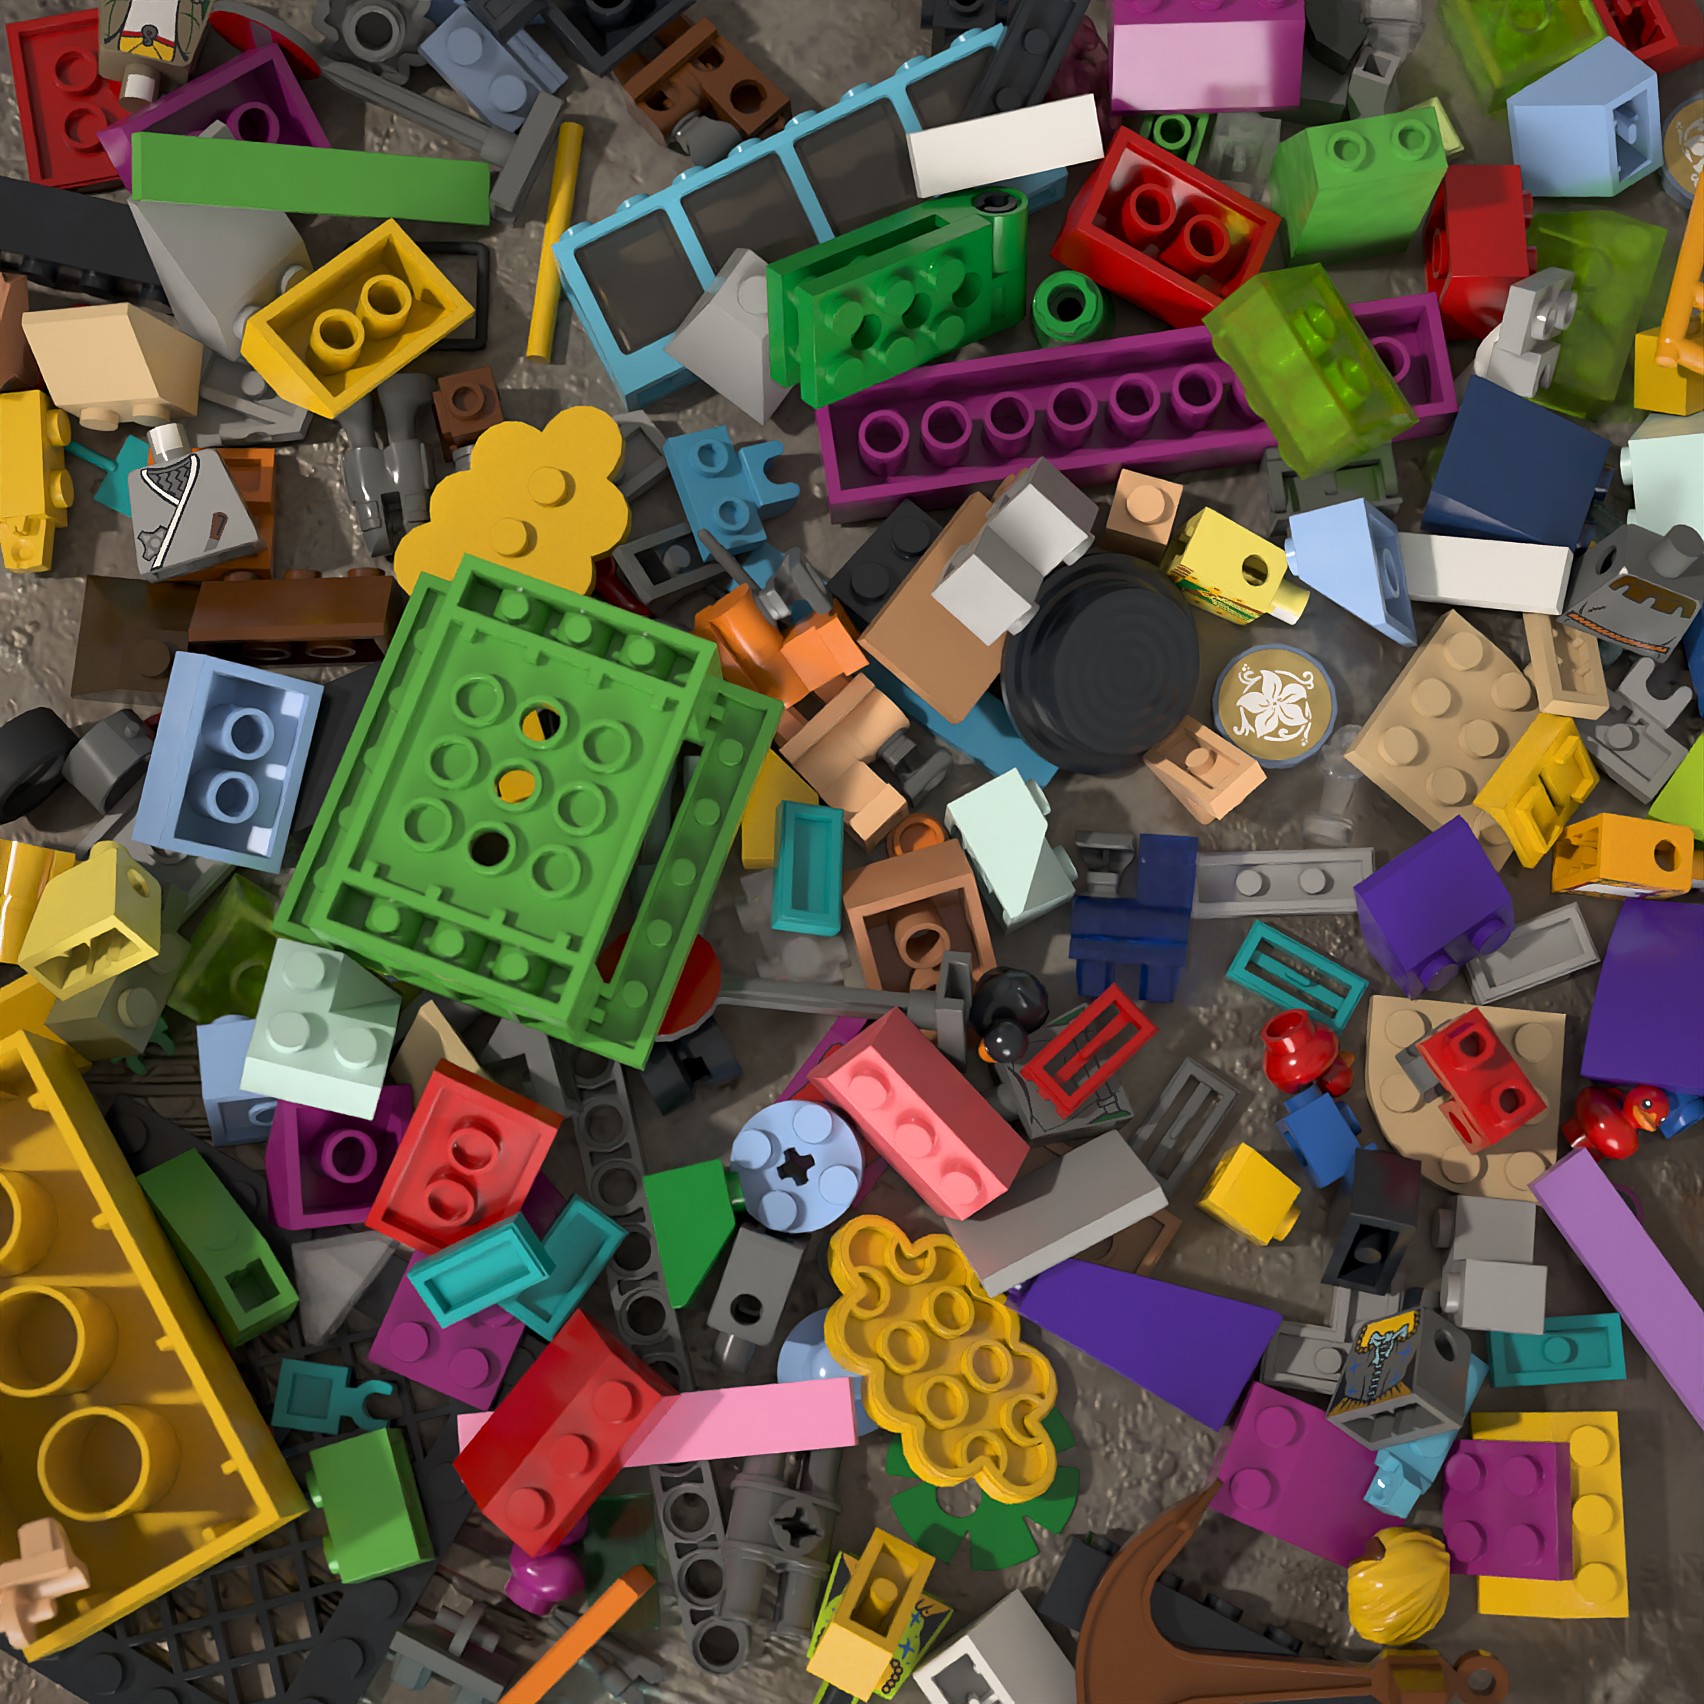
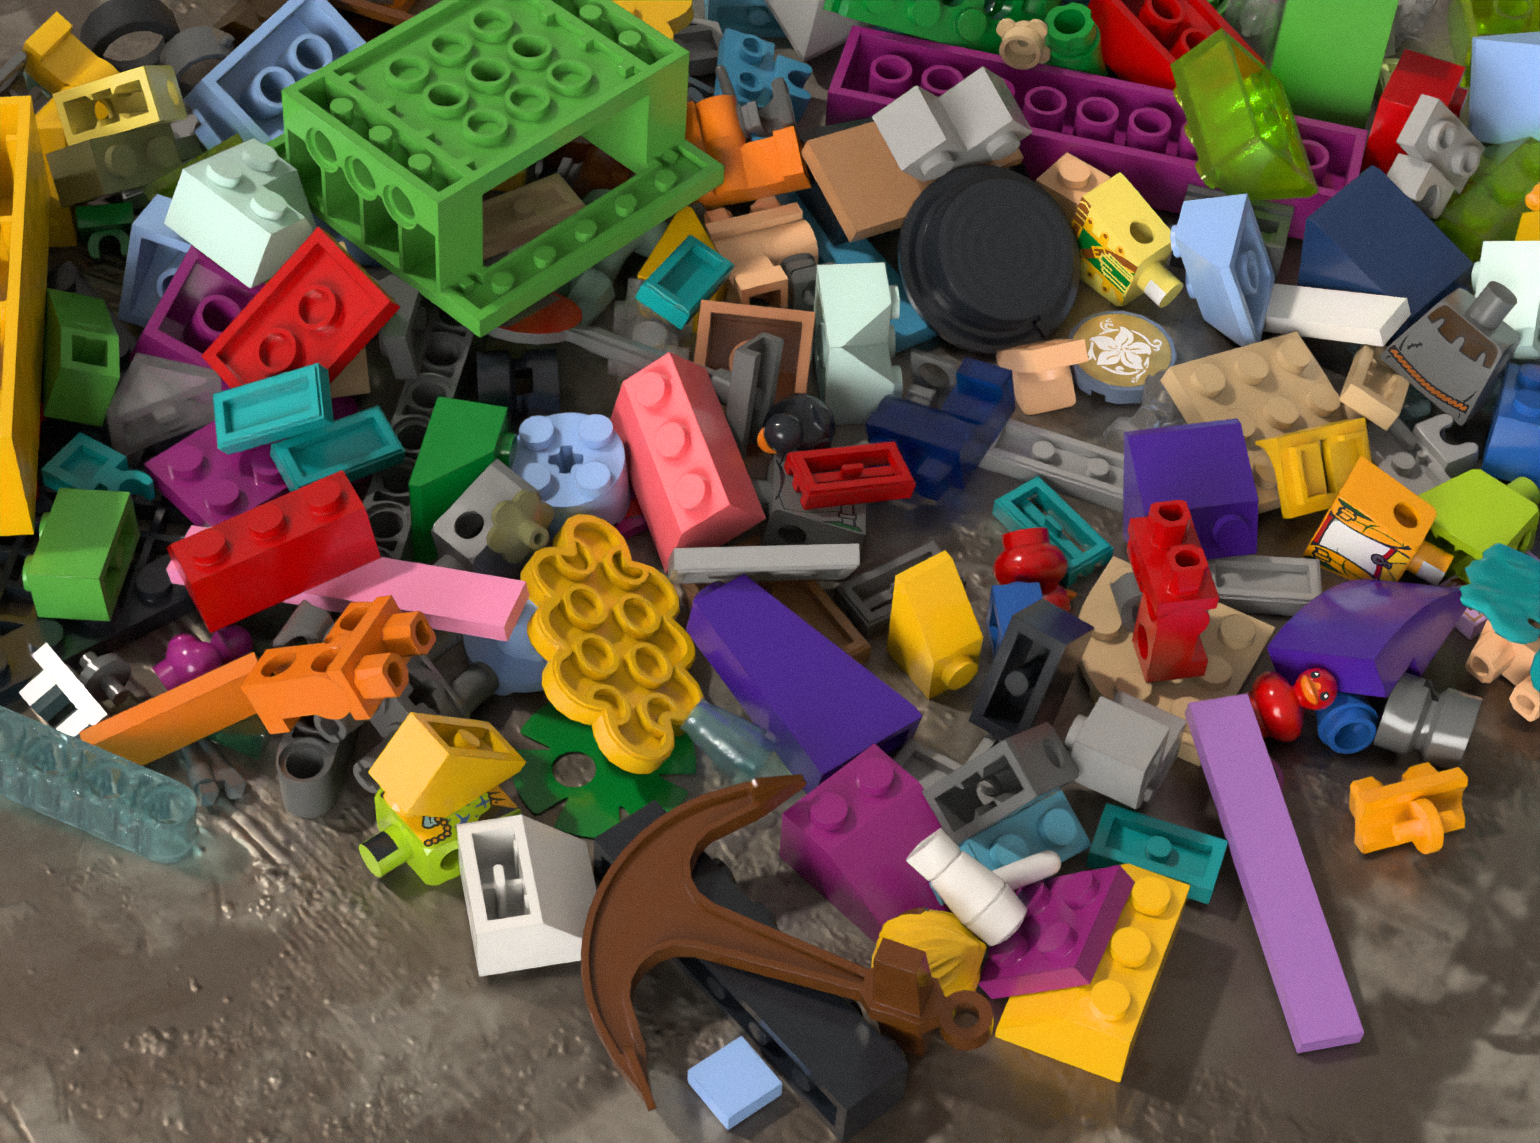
camera: 20 degrees right, 30 degrees down
(191, 876) = (206, 132): none -> light blue plant
(740, 1568) = (342, 667): none -> orange hips
(803, 1291) = (520, 526): none -> olive plant
(1020, 344) = (1023, 43): none -> tan plate
(1105, 1415) = (729, 740): none -> clear light blue cone
(1431, 1517) = (975, 894): none -> white piece

